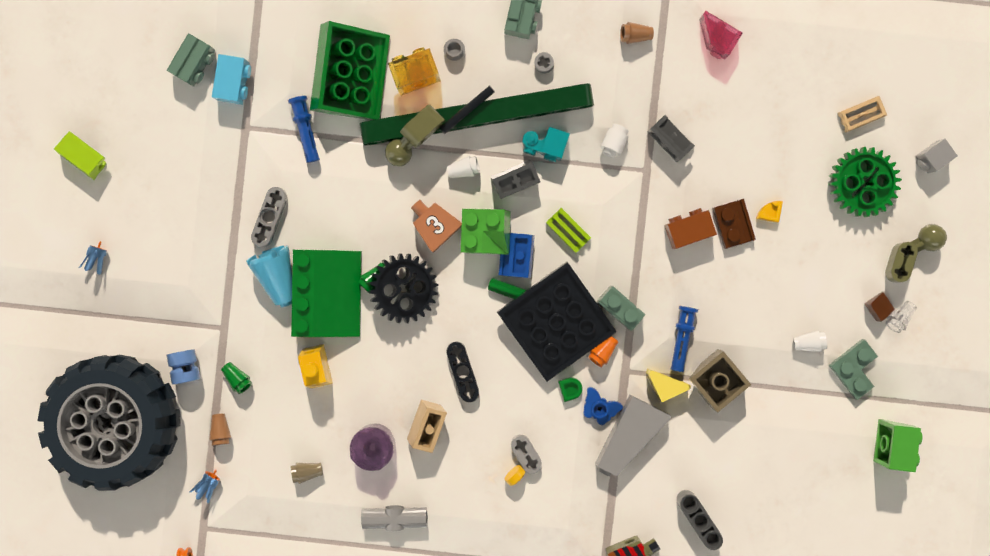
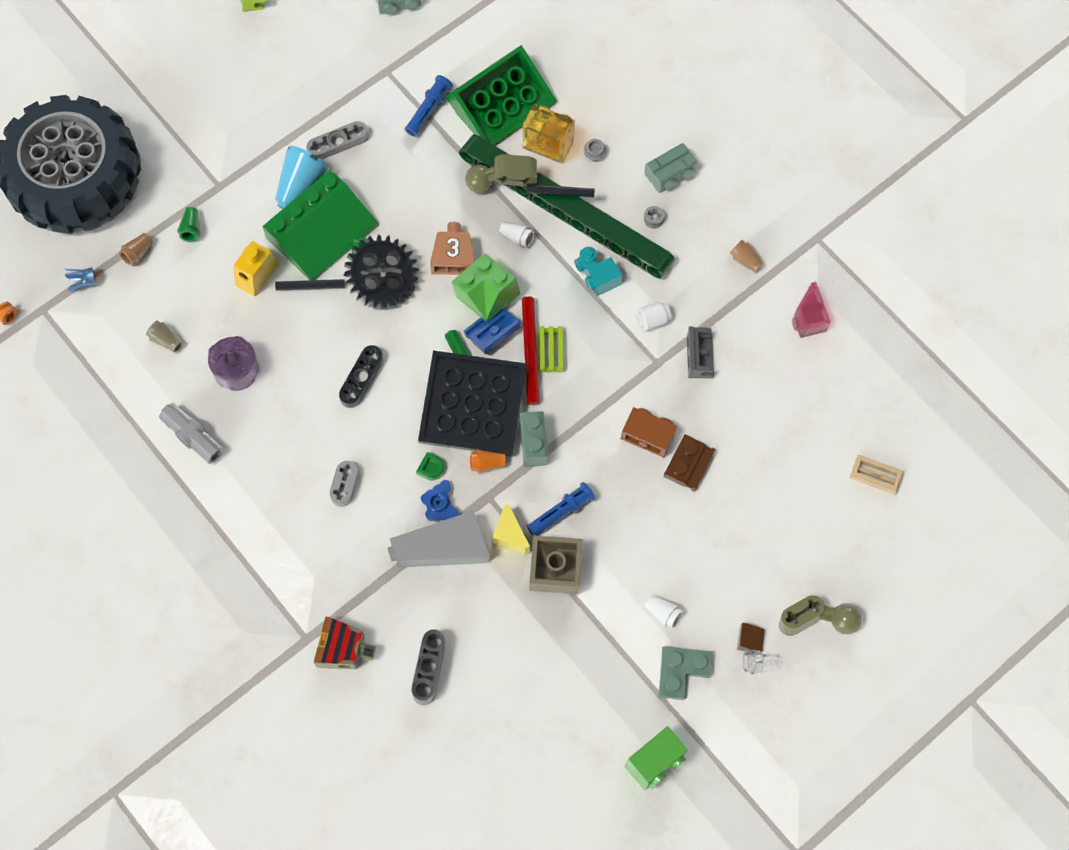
camera: 35 degrees right, 20 degrees down
(92, 254) = (183, 57): flat silver piece -> none
(183, 358) = (161, 180): medium blue wheel -> none
(231, 79) = (410, 29): medium azure brick -> none
(361, 340) = (309, 284): none -> black bar
(426, 426) = (290, 384): tan brick -> none
(514, 475) = (317, 489): yellow tile -> none
(515, 179) = (547, 272): dark grey hinge -> none
(555, 244) = (530, 350): none -> red axle
(770, 212) = (728, 481): yellow tile -> none
(851, 168) = (832, 545): green gear -> none
(936, 156) = (908, 558): light grey brick -> none

